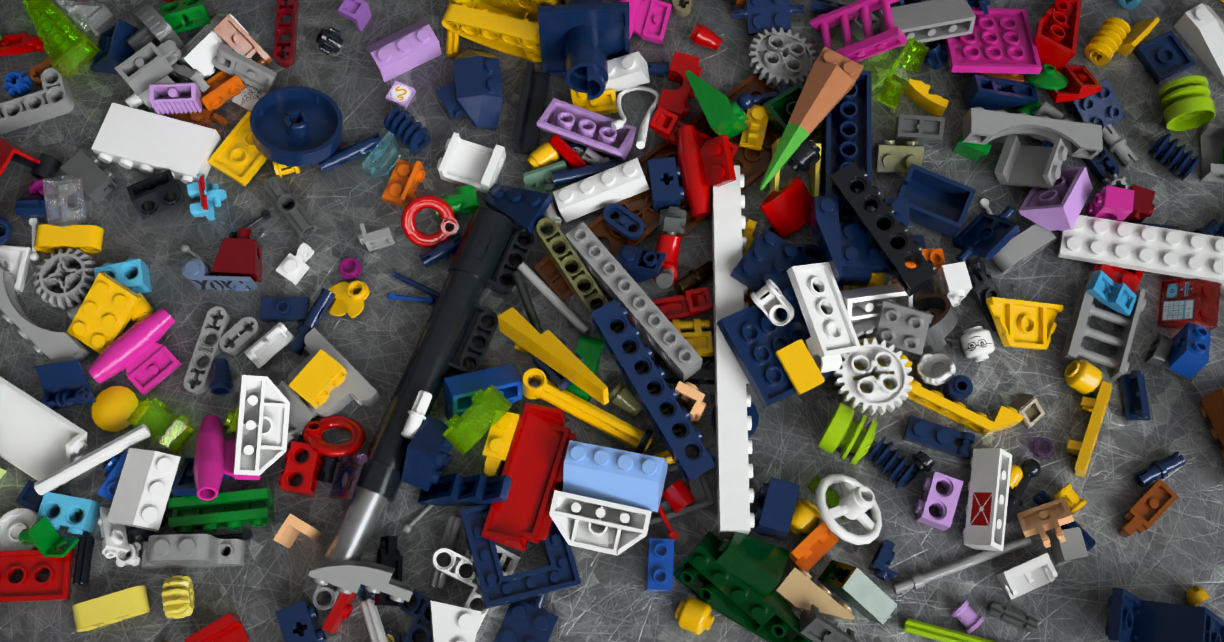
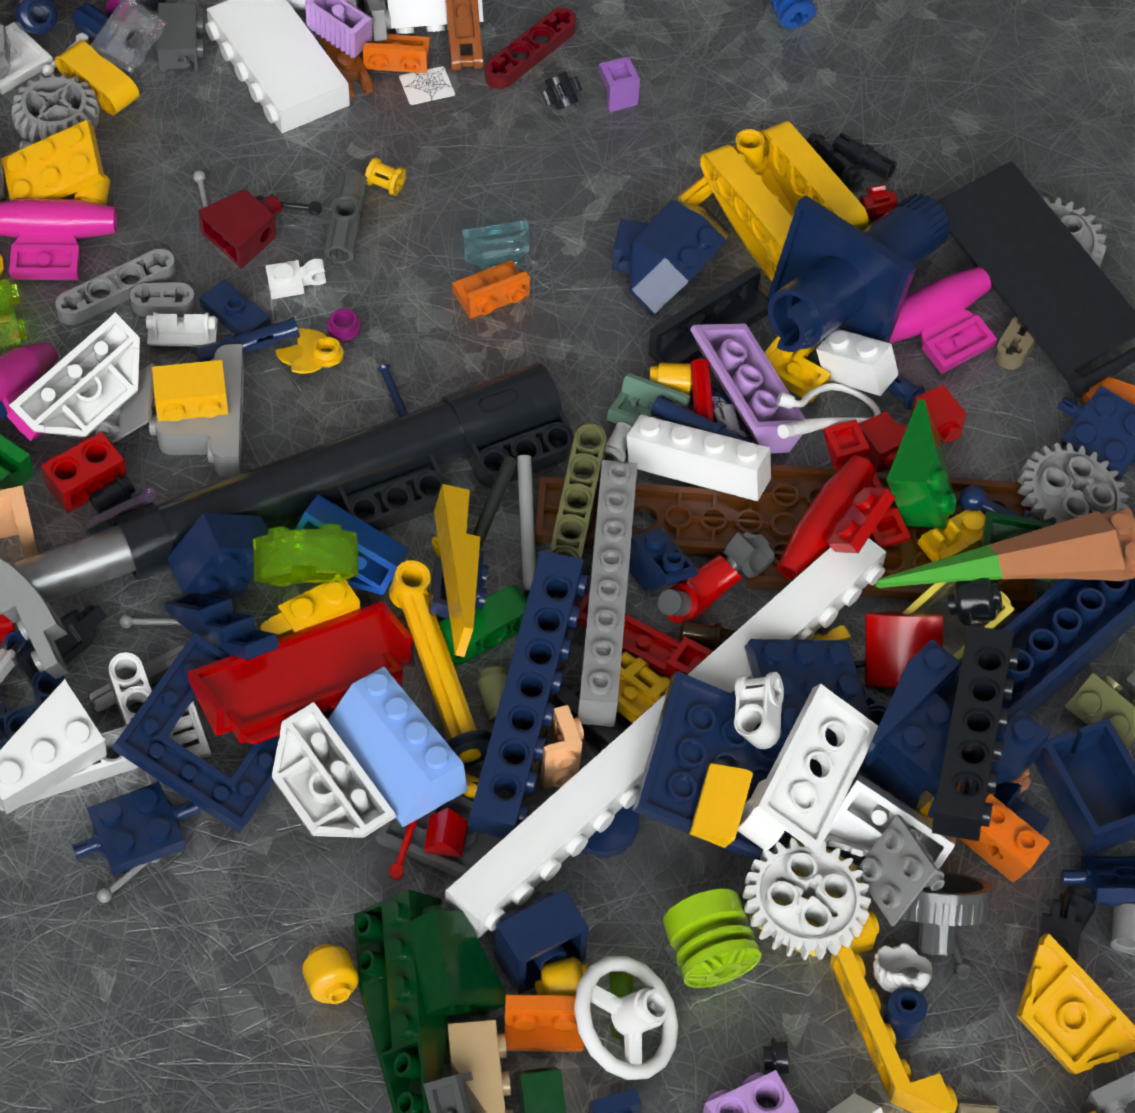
camera: 40 degrees right, 15 degrees down
(124, 270) = (120, 155): medium azure brick -> none
(155, 194) = (224, 94): black brick -> none
(202, 278) = (183, 209): sand blue door -> none
(208, 196) = (273, 145): medium azure hips -> none
(220, 378) = (95, 317): dark blue cone -> none
(238, 155) = (362, 129): yellow plate -> none
(245, 68) = (441, 50): light grey plate -> none
(296, 126) = (434, 142): dark blue piece -> none
(314, 436) = (131, 444): red piece -> none
(345, 155) = (461, 213): dark blue pin -> none
(376, 239) = (402, 317): light grey bracket -> none
(400, 94) = (583, 201): tile -> none
(404, 50) = (633, 162): lavender slope -> none
(406, 130) = (550, 237): dark blue piece -> none
(417, 414) = (250, 500): white axle -> none
(429, 300) = (358, 388): blue hinge -> none
(433, 202) = (500, 349): red piece -> none
(441, 251) = (449, 382): dark blue pin -> none
(462, 201) = (525, 348): green piece -> none
(471, 163) = (585, 325): white panel -> none
(518, 204) = (589, 399): dark blue wing -> none
(625, 220) = (689, 511): dark blue plate -> none
(660, 565) = (348, 888): blue brick -> none
(662, 171) = (778, 505): dark blue brick -> none
(705, 37) = (1001, 403): red cone -> none
(892, 464) = (734, 1022): dark blue piece -> none
(938, 437) = (827, 1050): dark blue plate -> none
(952, 282) = (1019, 891): white brick -> none
(977, 343) = (987, 987): white head -> none

